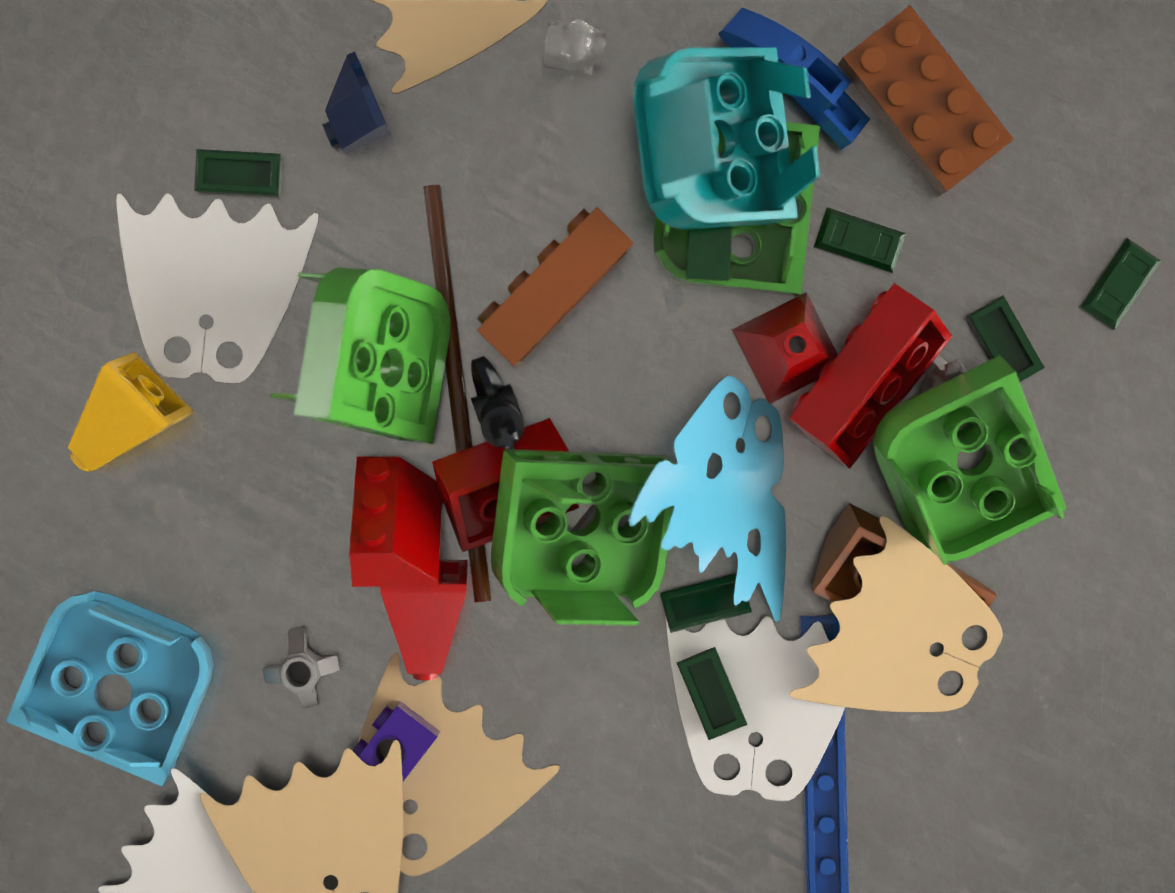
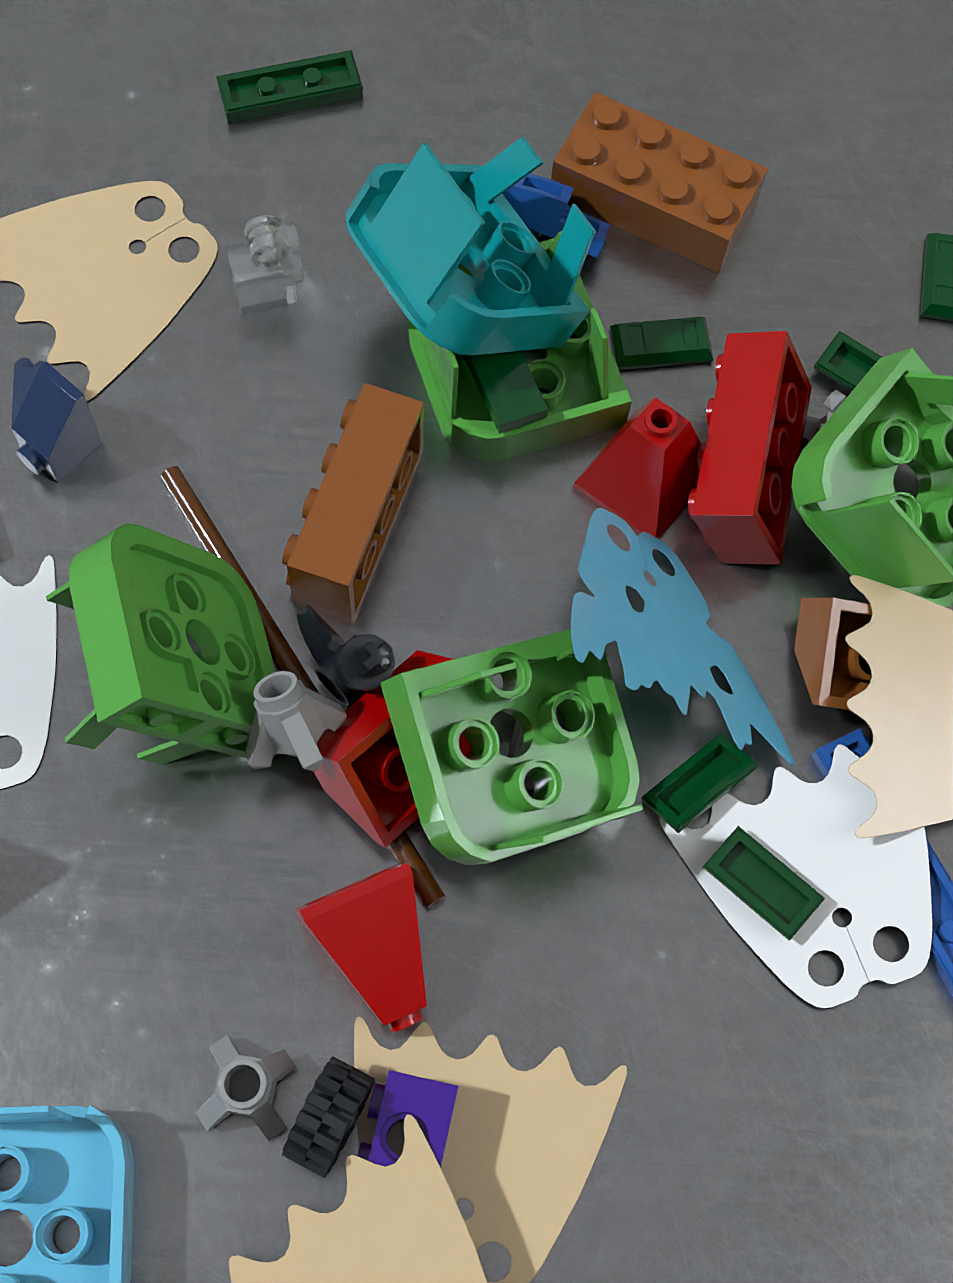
camera: 30 degrees left, 20 degrees down
(346, 716) = (328, 1117): none -> black tyre
(394, 525) = (287, 842): red slope -> none
(430, 446) = (289, 721): none -> light grey rock

